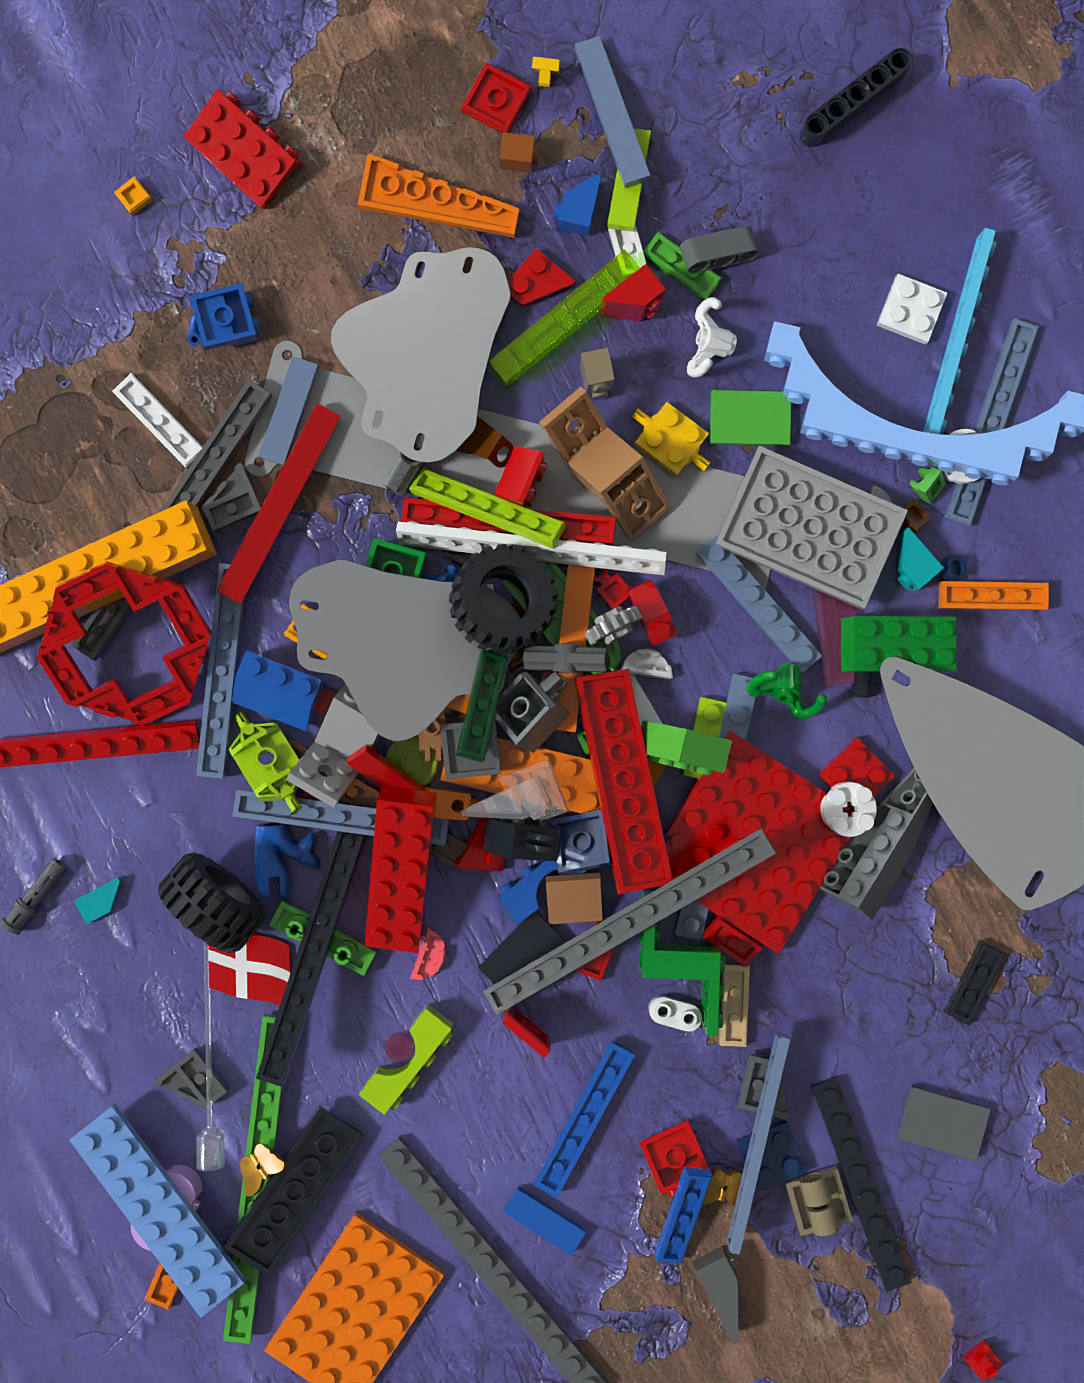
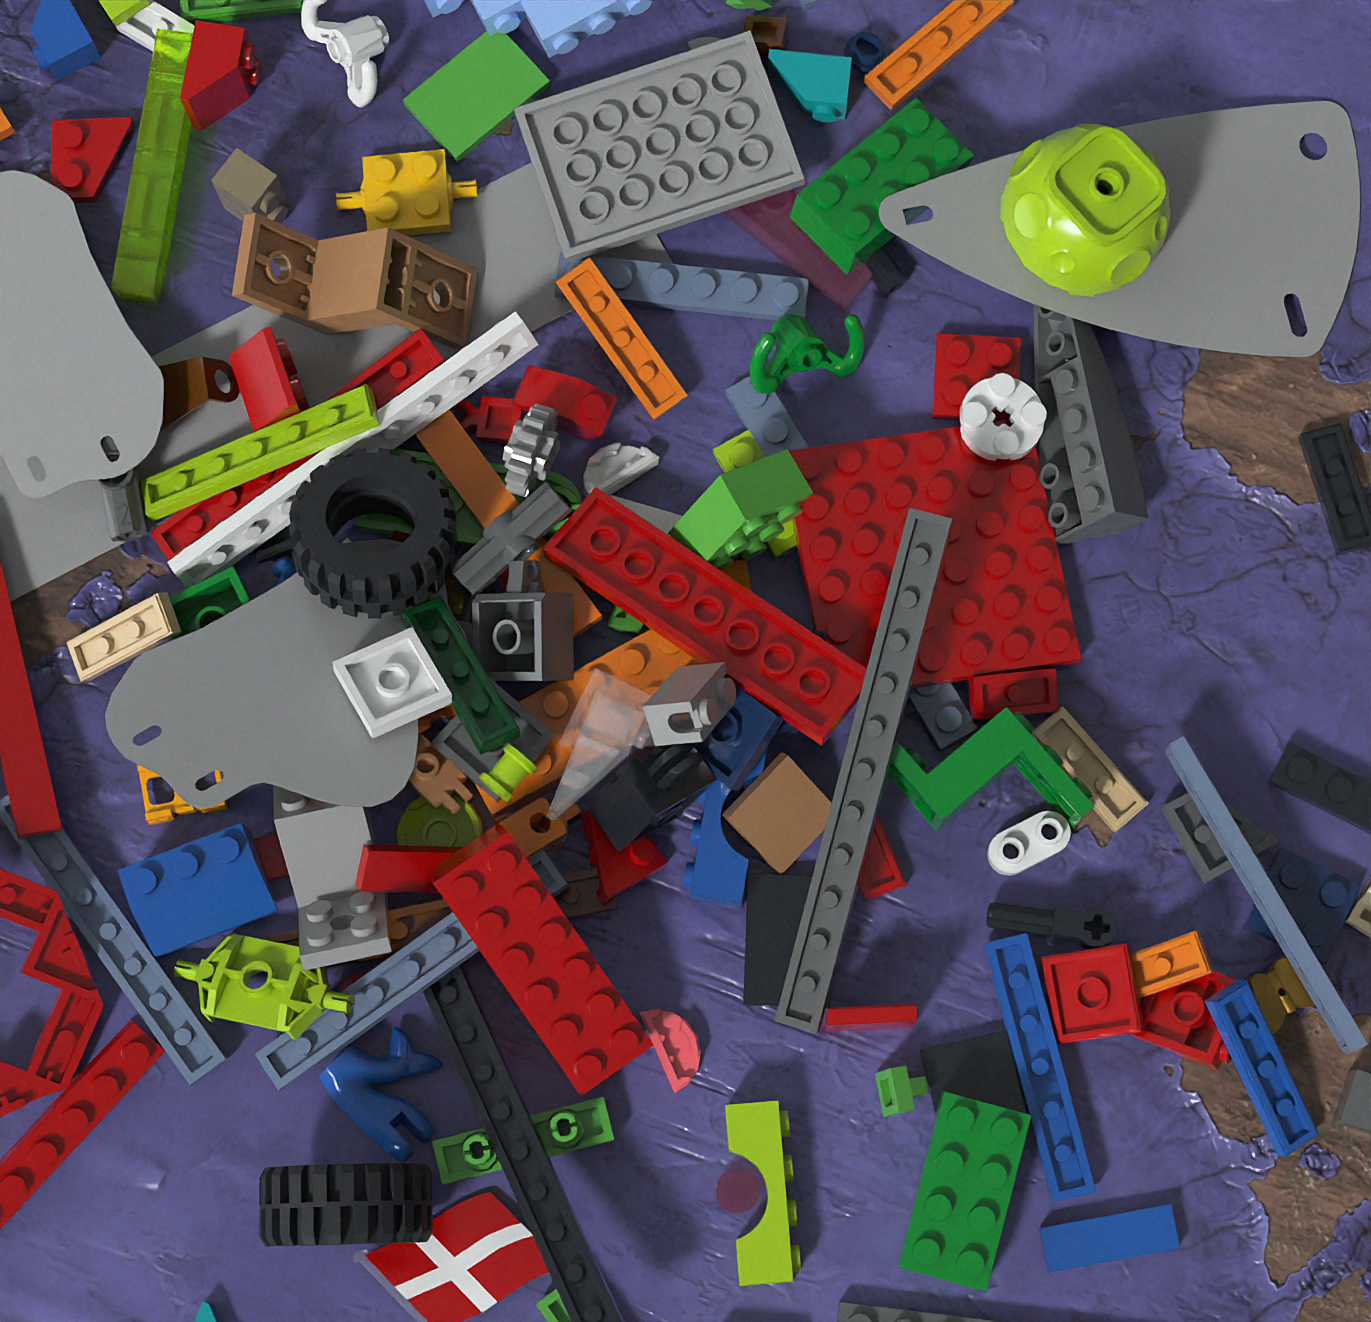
camera: 40 degrees left, 10 degrees down
(347, 539) = (124, 637): none -> tan tile
(445, 682) = (392, 682): none -> white plate
(461, 774) = (508, 773): none -> lime bush
(498, 1144) = (963, 1191): none -> green brick
(511, 1072) = (898, 1090): none -> bright green tile
(548, 1097) = (974, 1069): none -> black tile
(573, 821) = (696, 698): none -> light grey brick
(638, 1110) = (1093, 993): none -> red tile
(652, 1062) = (1055, 923): none -> black connector
(670, 1123) = (1171, 963): none -> orange tile
(706, 605) = (621, 338): none -> orange plate
(968, 744) = (1072, 230): none -> lime rock

